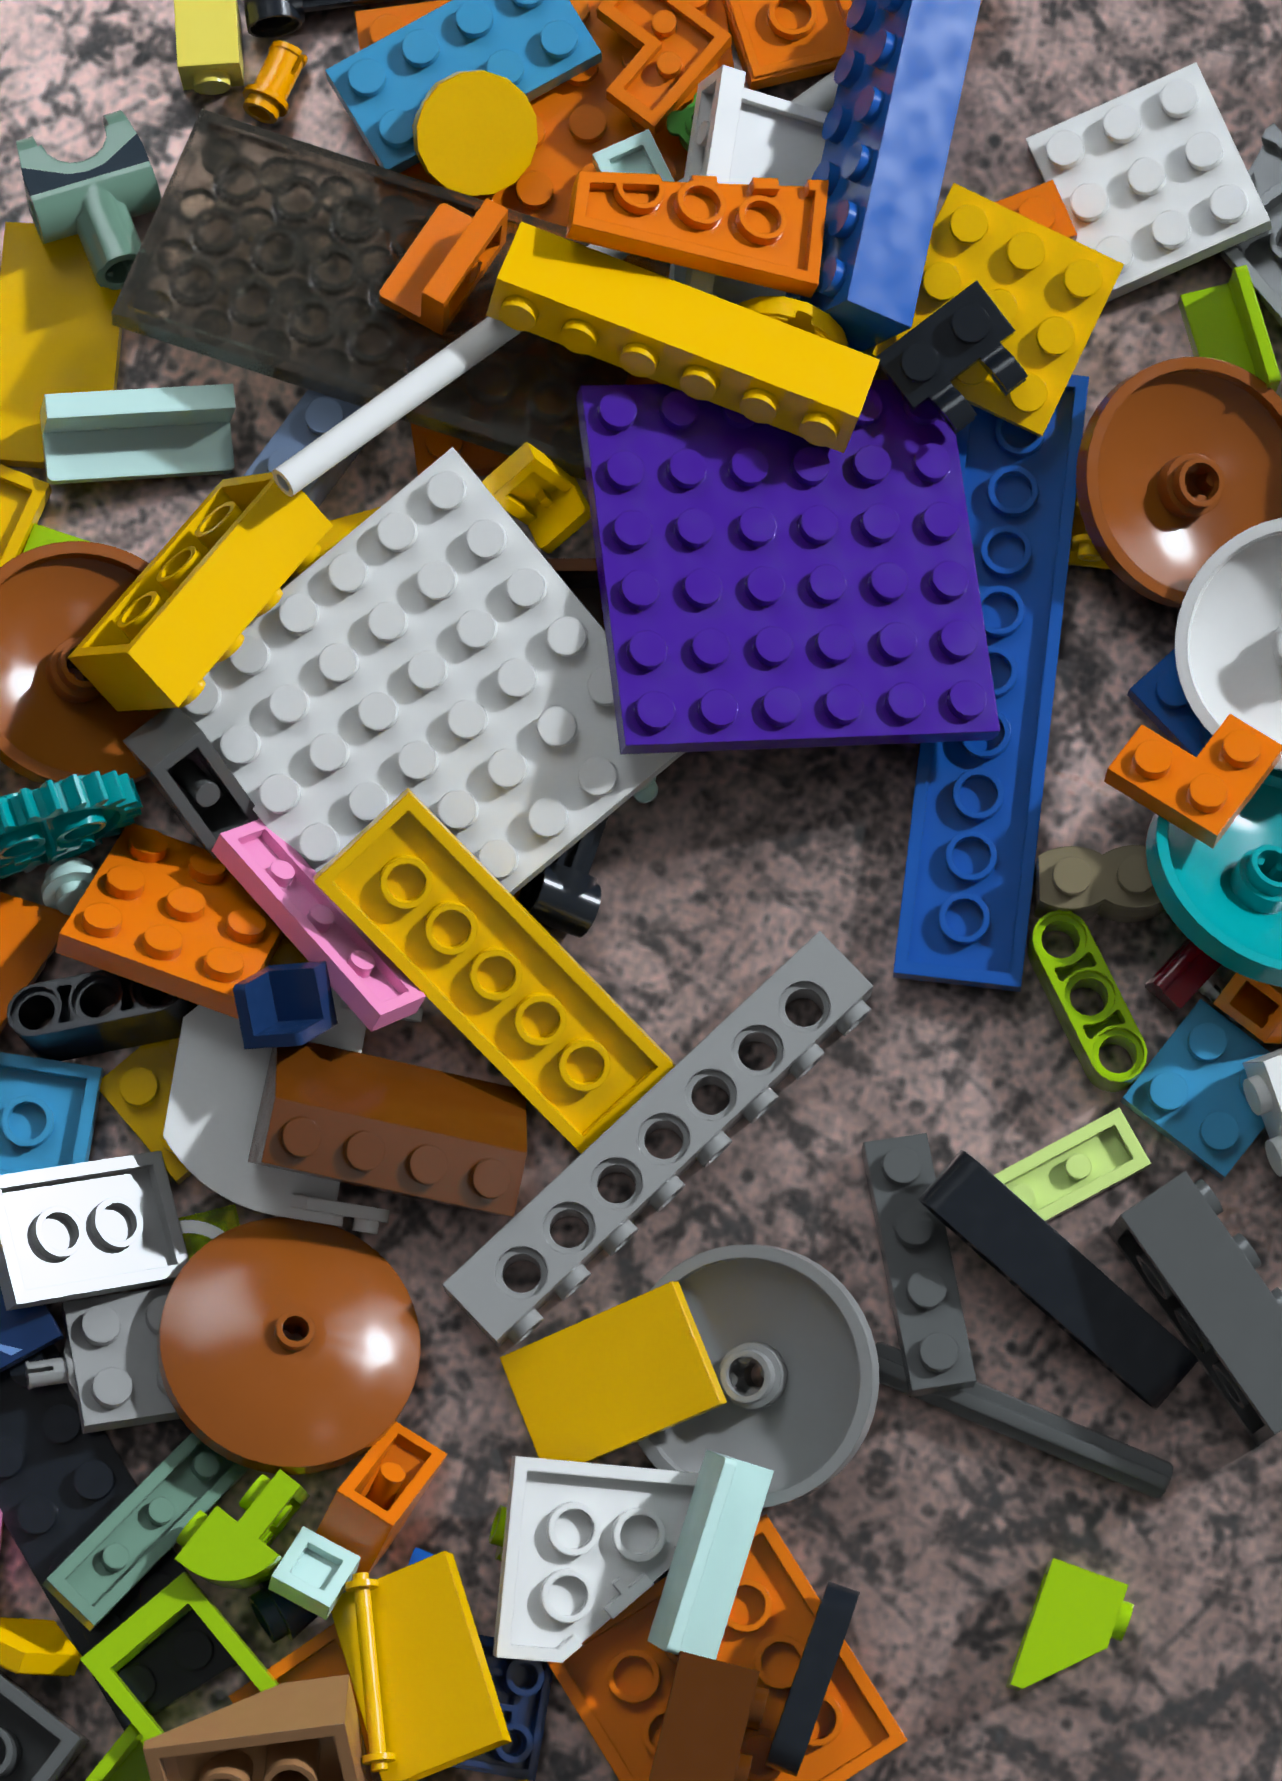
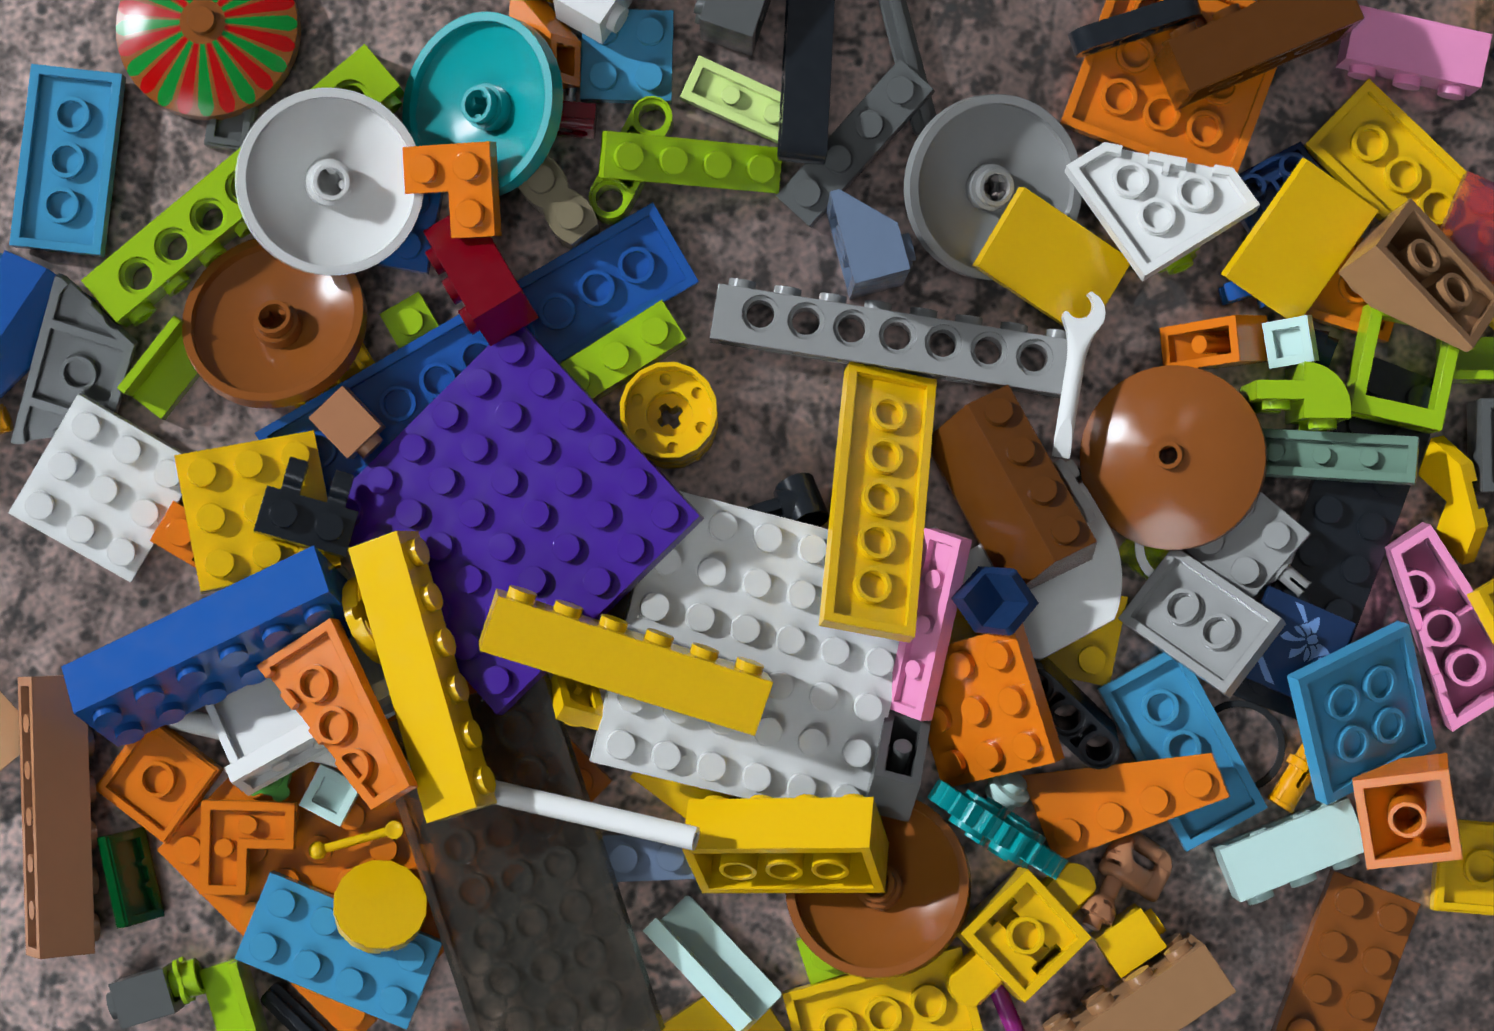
camera: 125 degrees left, 10 degrees up
(362, 1589) = (1367, 224): yellow axle -> none
(445, 264) = (479, 858): orange panel -> none
(505, 1337) = (1079, 338): none -> white piece
(529, 551) = (625, 661): none -> yellow brick
(546, 209) = (393, 830): none -> yellow hinge
(710, 1556) = (1113, 130): light aqua panel -> none
(788, 1169) = (868, 246): none -> sand blue slope
(792, 798) = (674, 389): none -> yellow wheel
(874, 832) = (626, 351): none -> lime brick
(1020, 475) = (348, 424): none -> nougat brick
(1035, 1055) = (689, 162): none -> lime plate
(1065, 723) = (480, 280): none -> dark red brick
(1089, 635) = (409, 319): none -> lime plate

